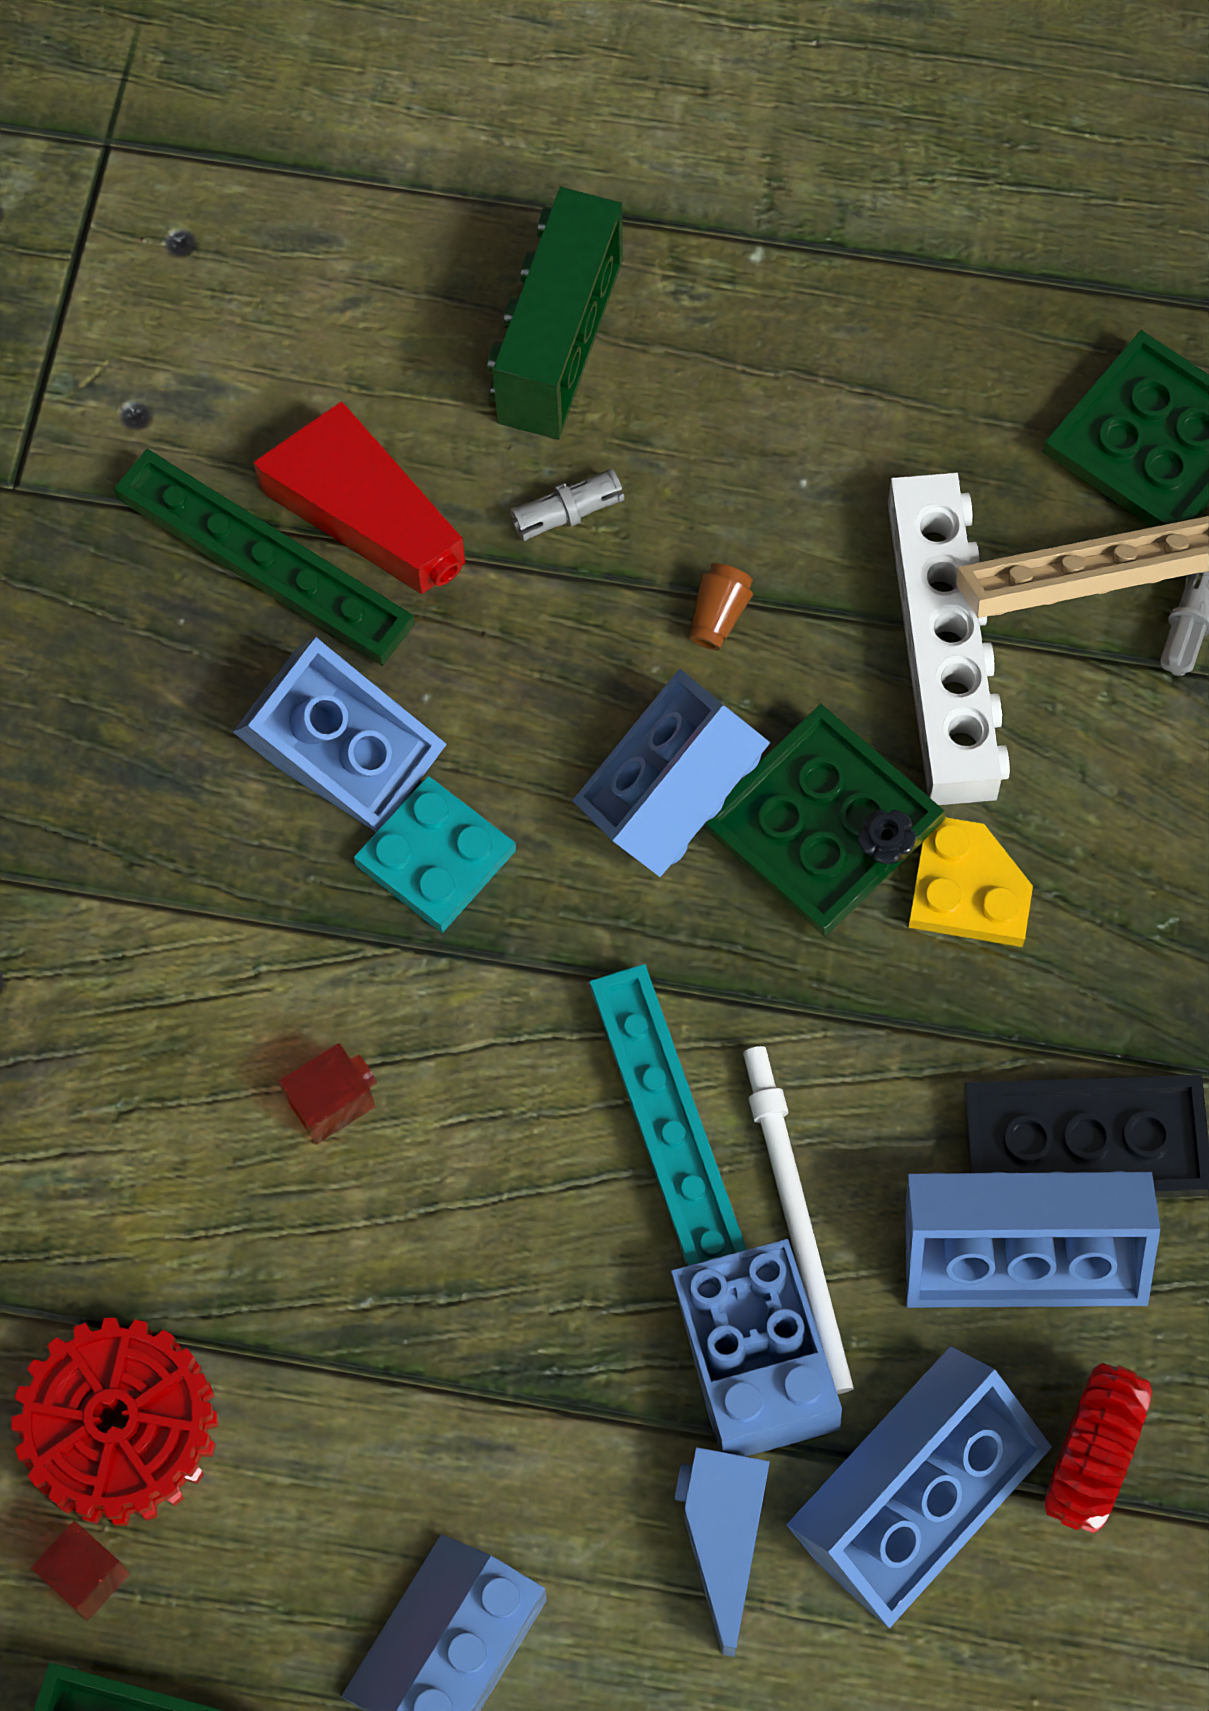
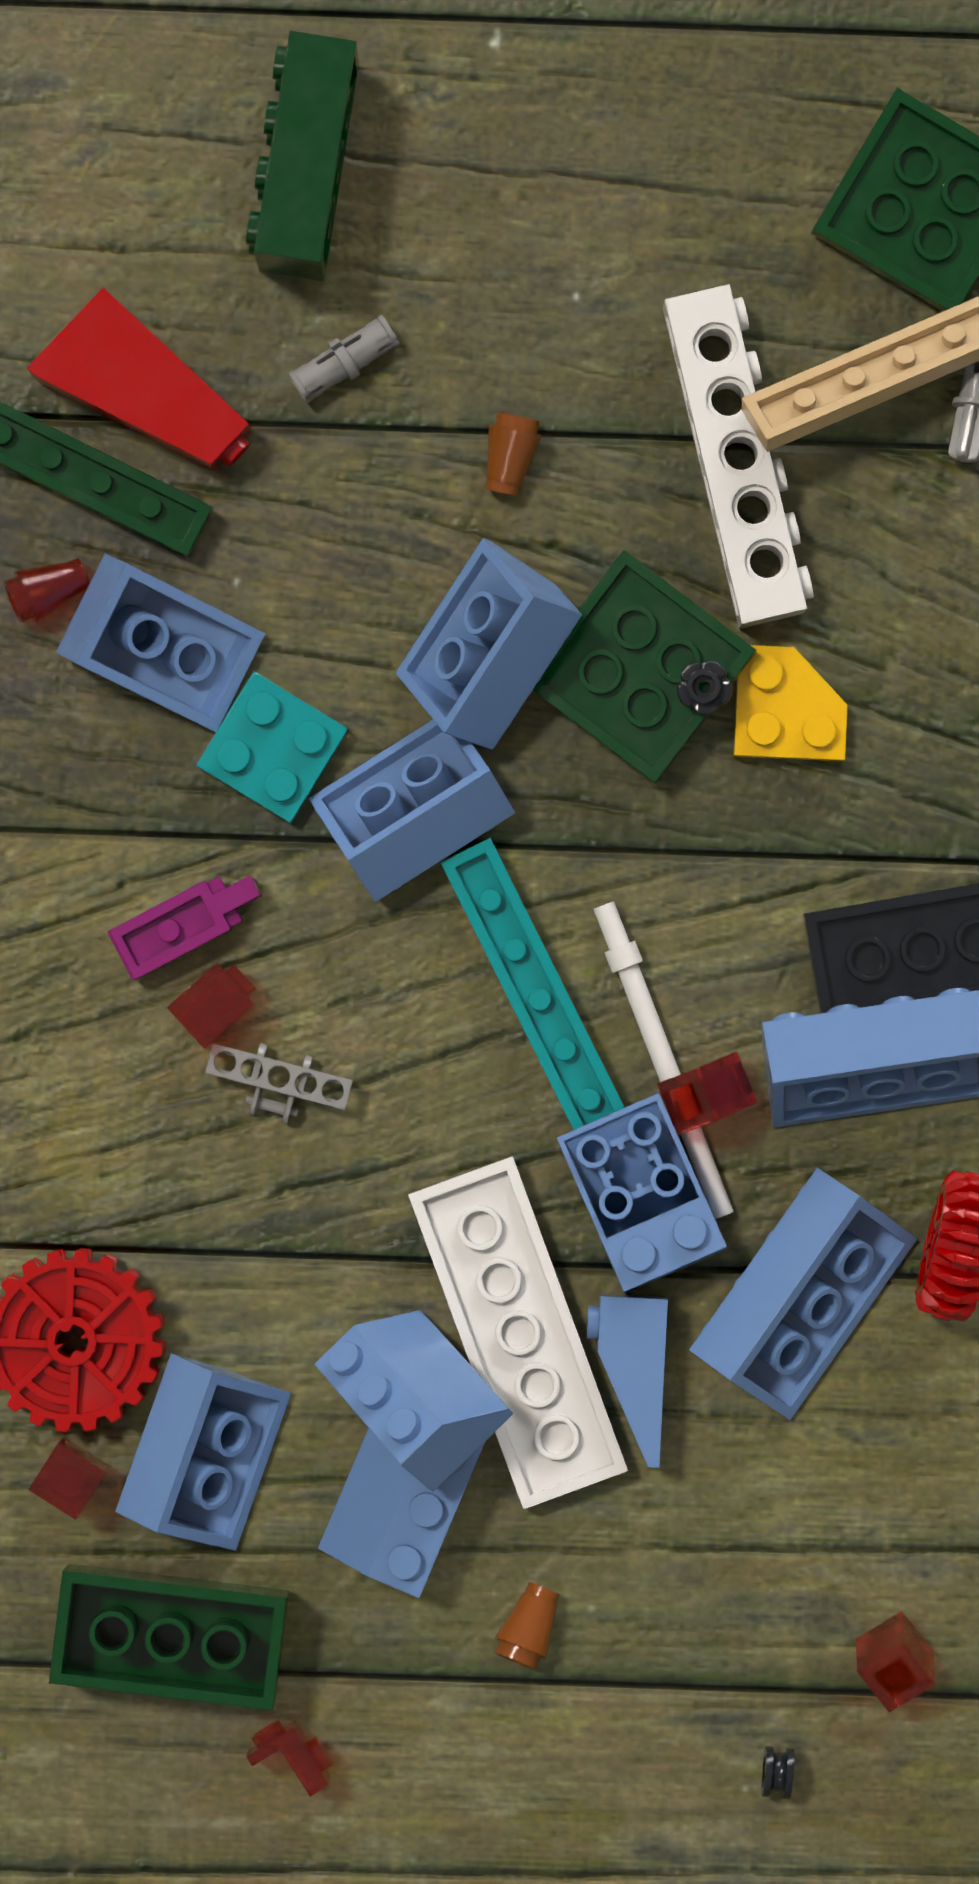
camera: 15 degrees left, 20 degrees up
(232, 672) = (45, 588): none -> clear red cone
(233, 1565) = (202, 1453): none -> medium blue slope
(311, 1009) = (181, 924): none -> magenta hinge
(364, 1178) = (263, 1081): none -> light grey piece
(474, 1522) = (414, 1393): none -> medium blue slope
(570, 926) = (411, 807): none -> medium blue slope
(601, 1487) = (518, 1331): none -> white plate
(840, 1249) = (707, 1093): none -> clear red brick

